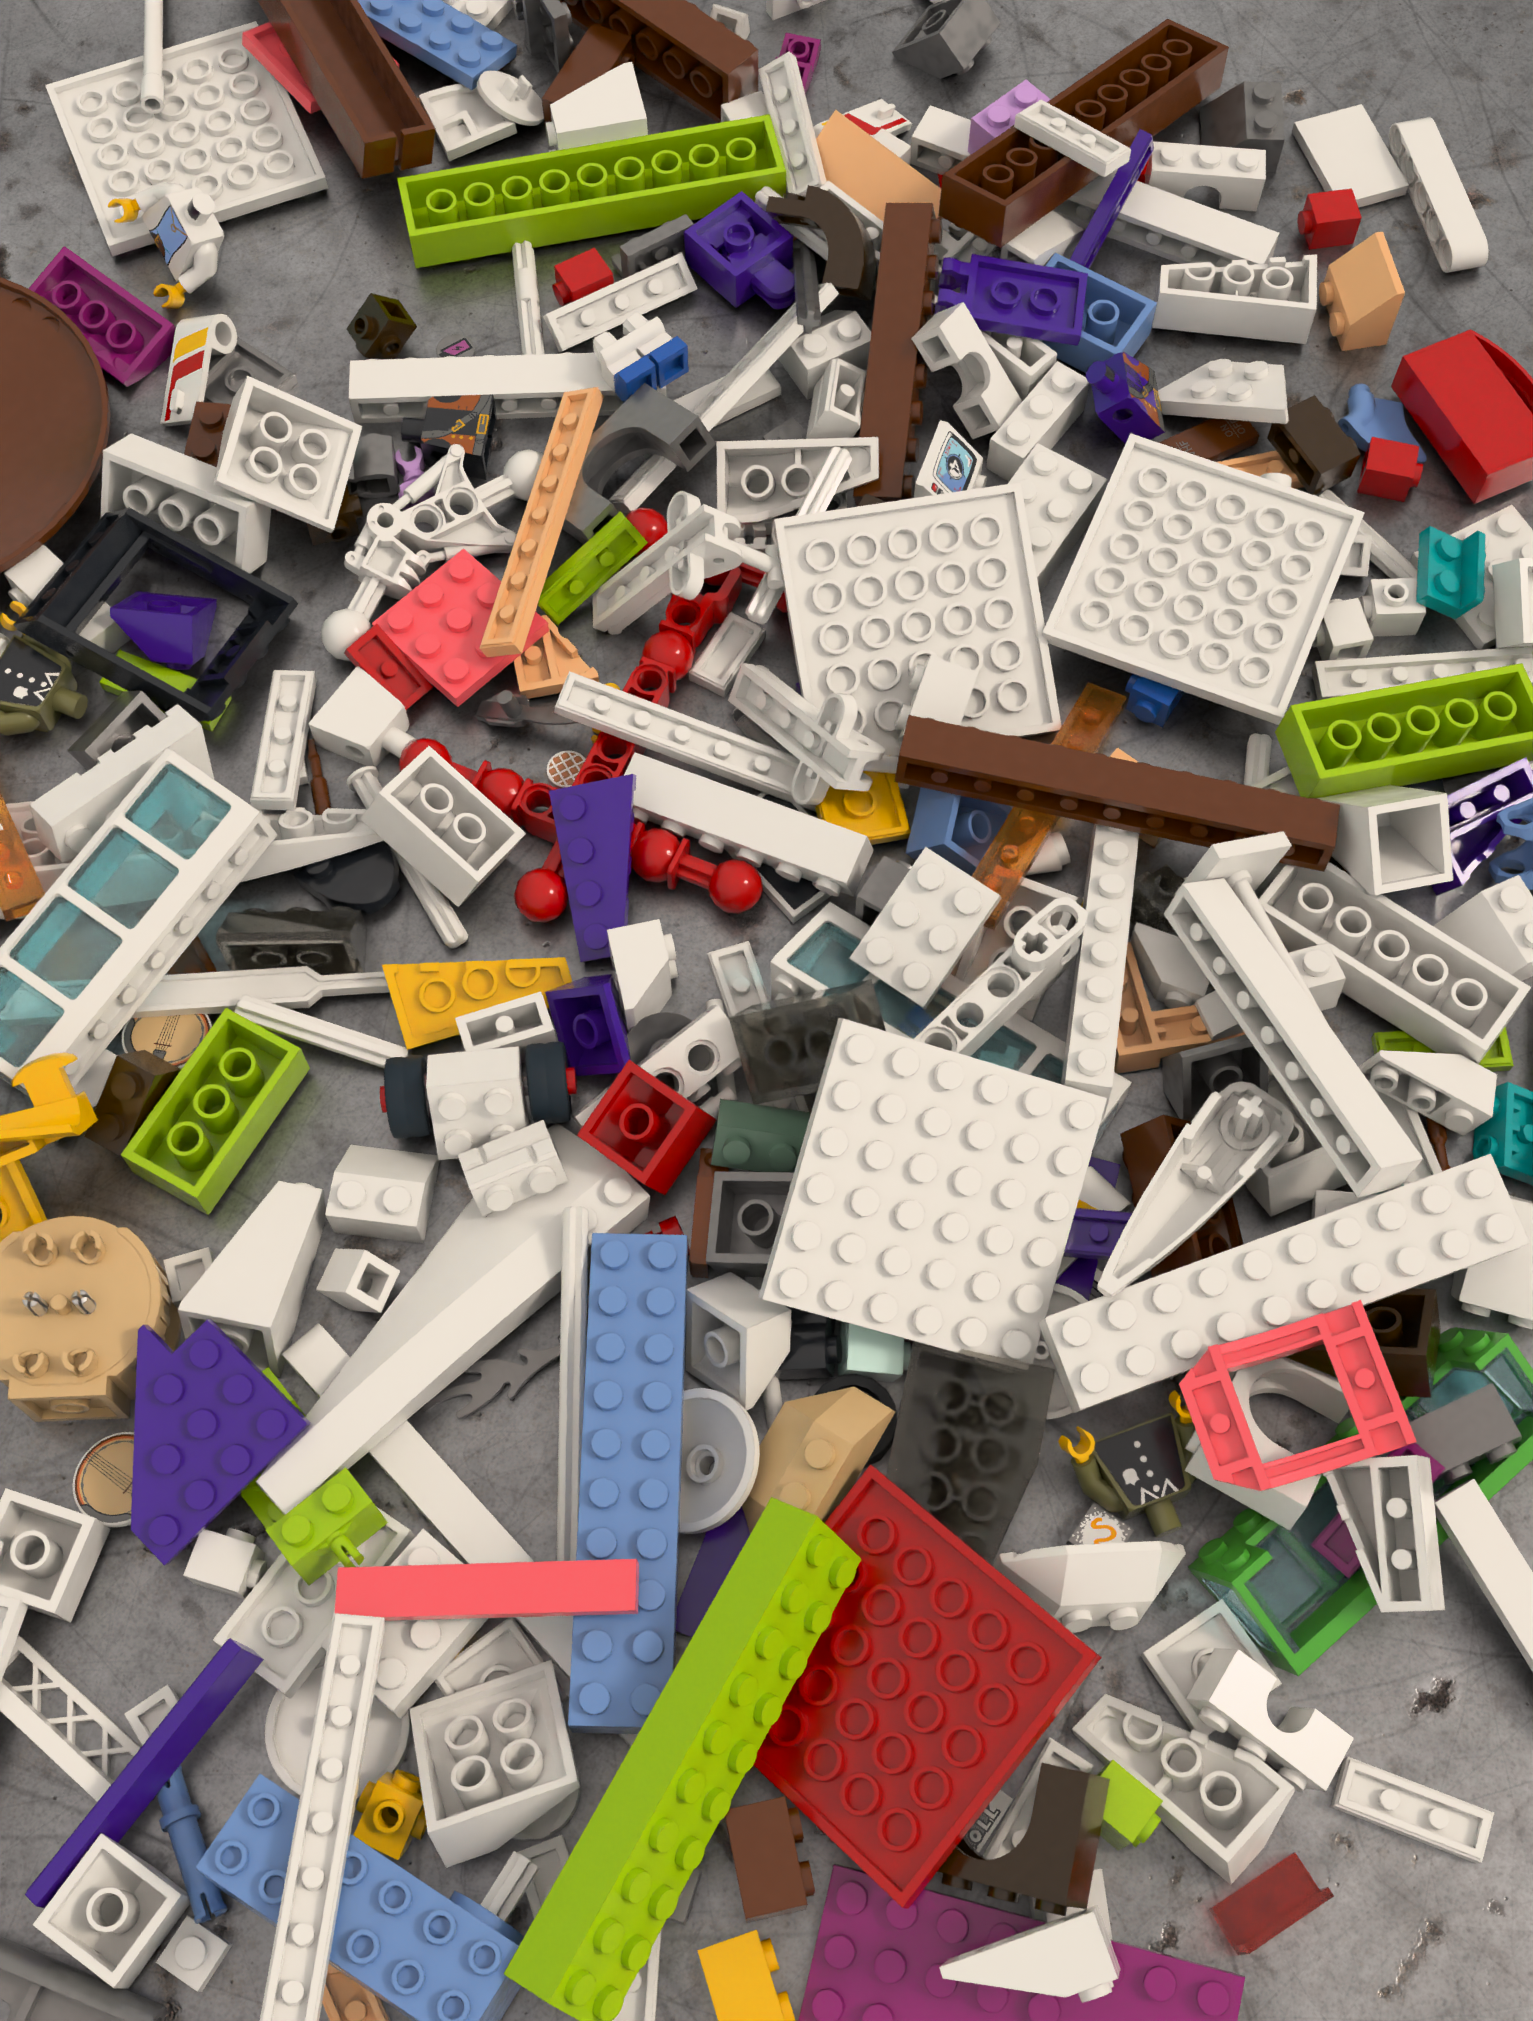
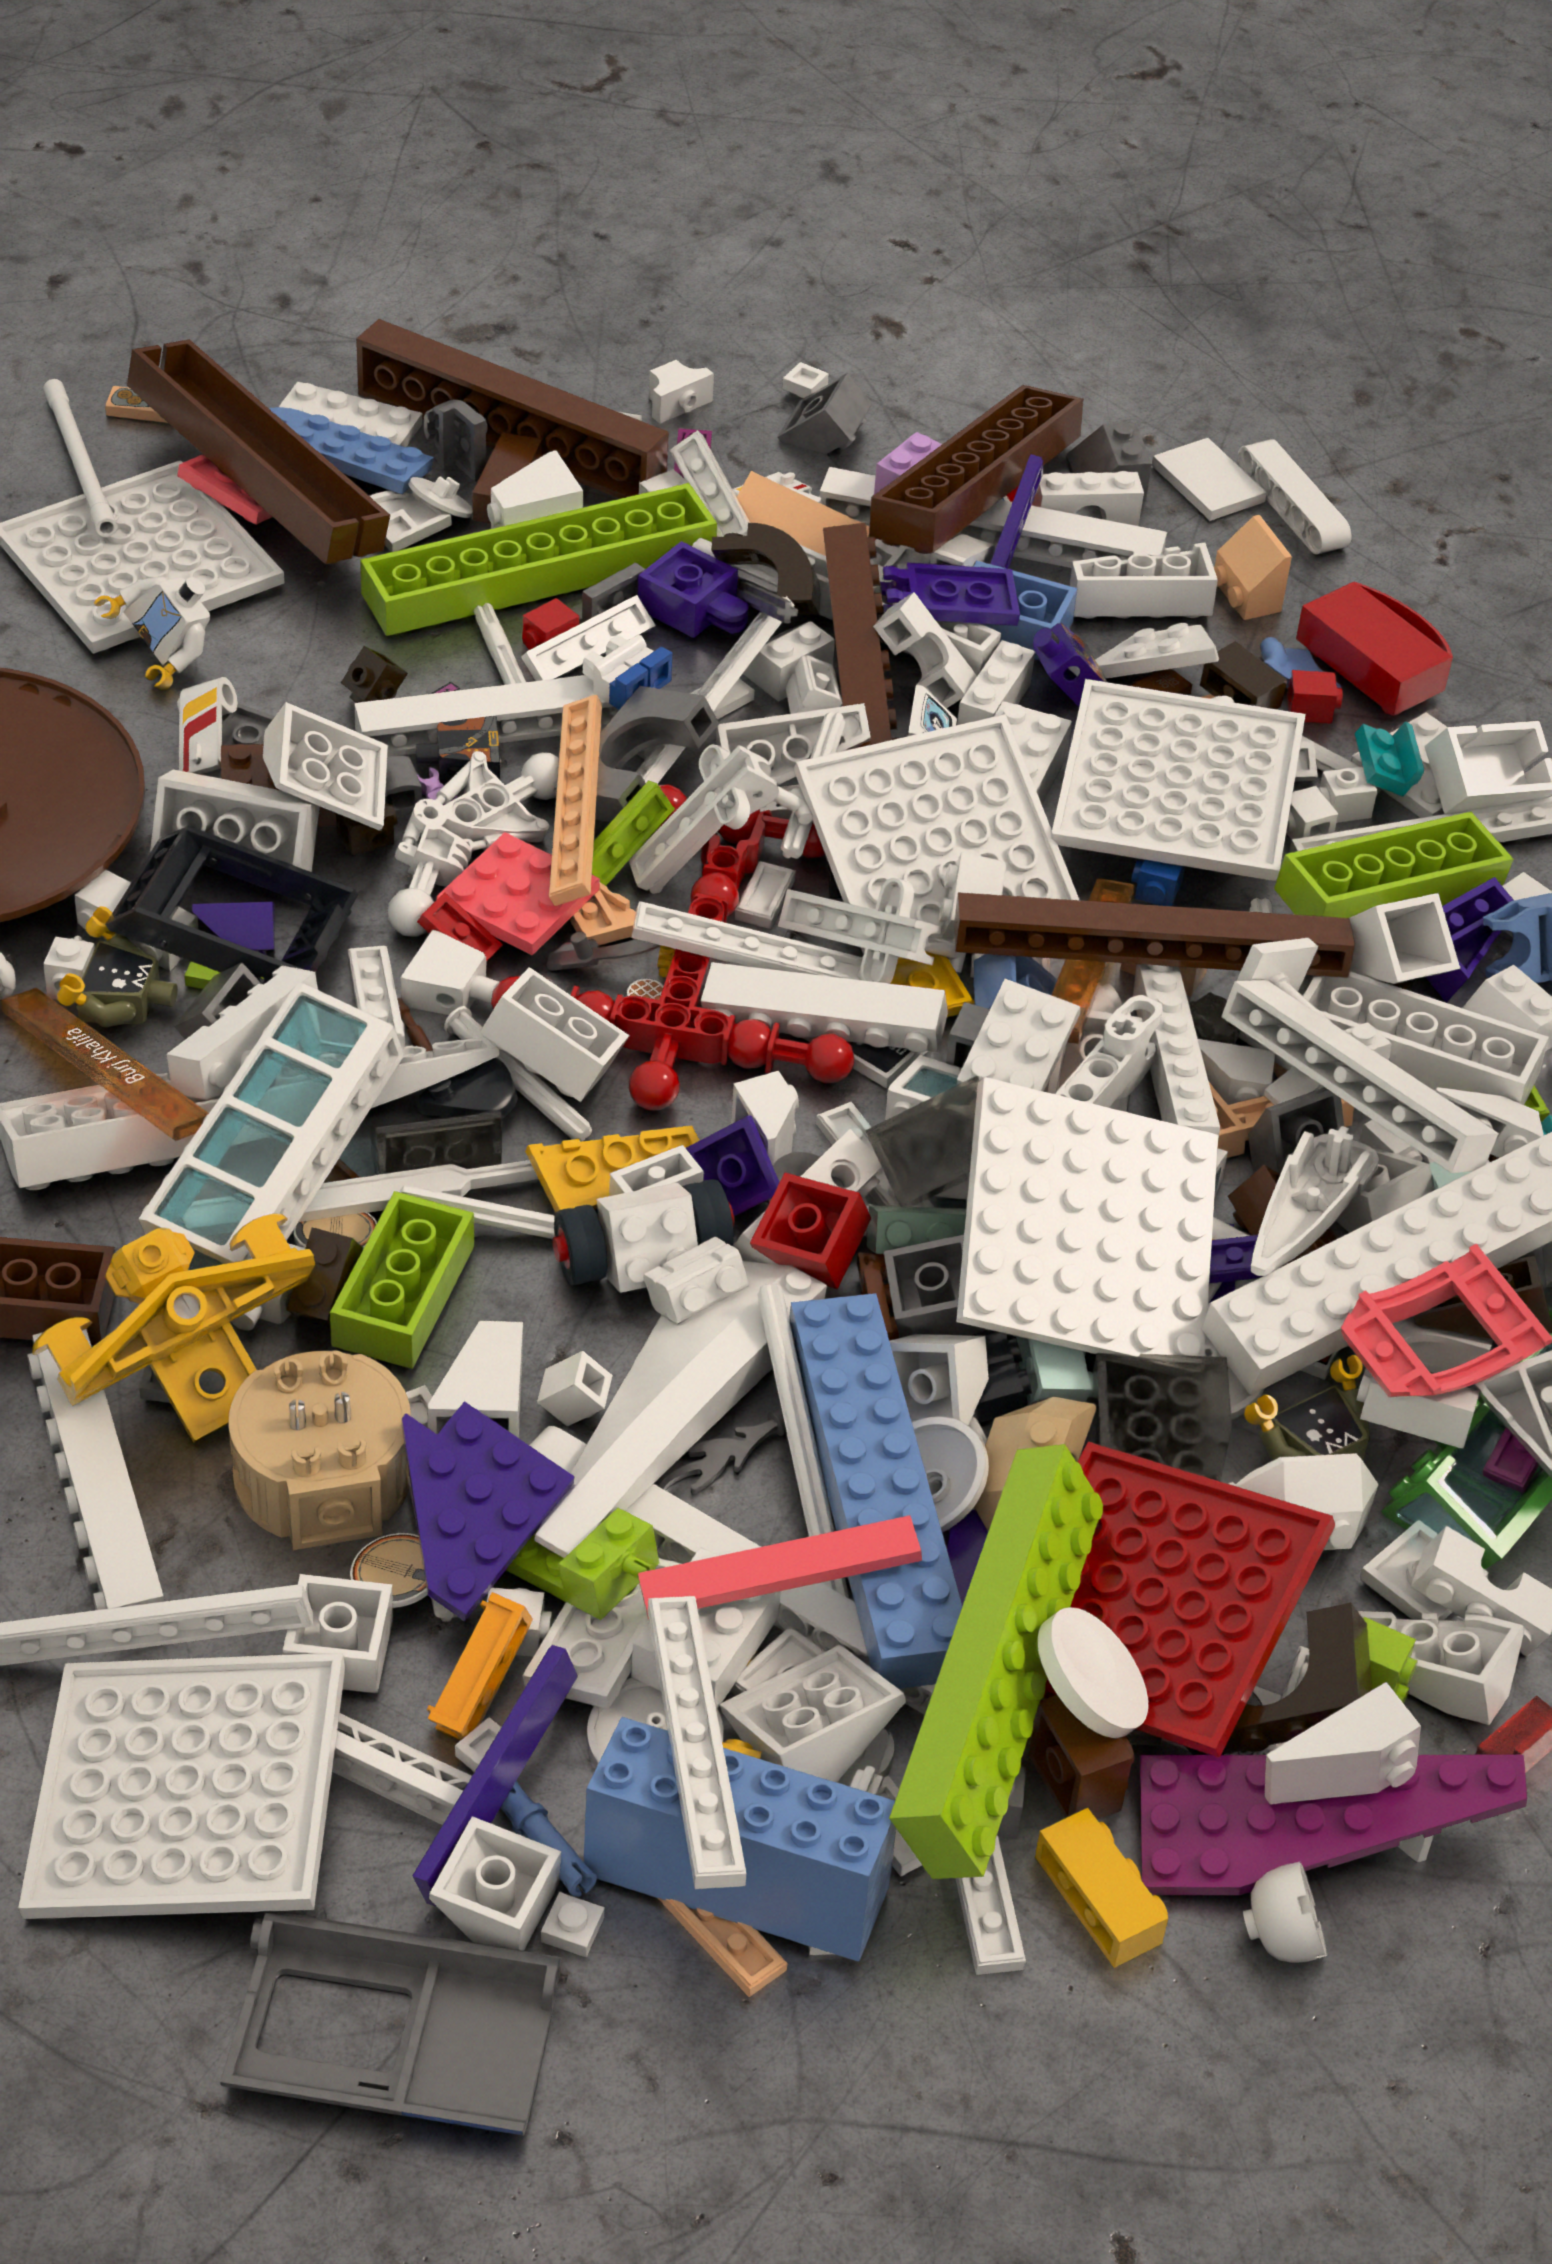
camera: 15 degrees left, 20 degrees down
(120, 328) = (138, 704): magenta slope -> none
(166, 1632) = (481, 1667): none -> light orange container
(382, 1193) = (575, 1325): white slope -> none
(595, 847) = (699, 1038): dark purple wing -> none
(783, 1800) = (1092, 1672): none -> white piece
(1072, 138) = (975, 463): white tile -> none
(1329, 219) = (1206, 521): red brick -> none

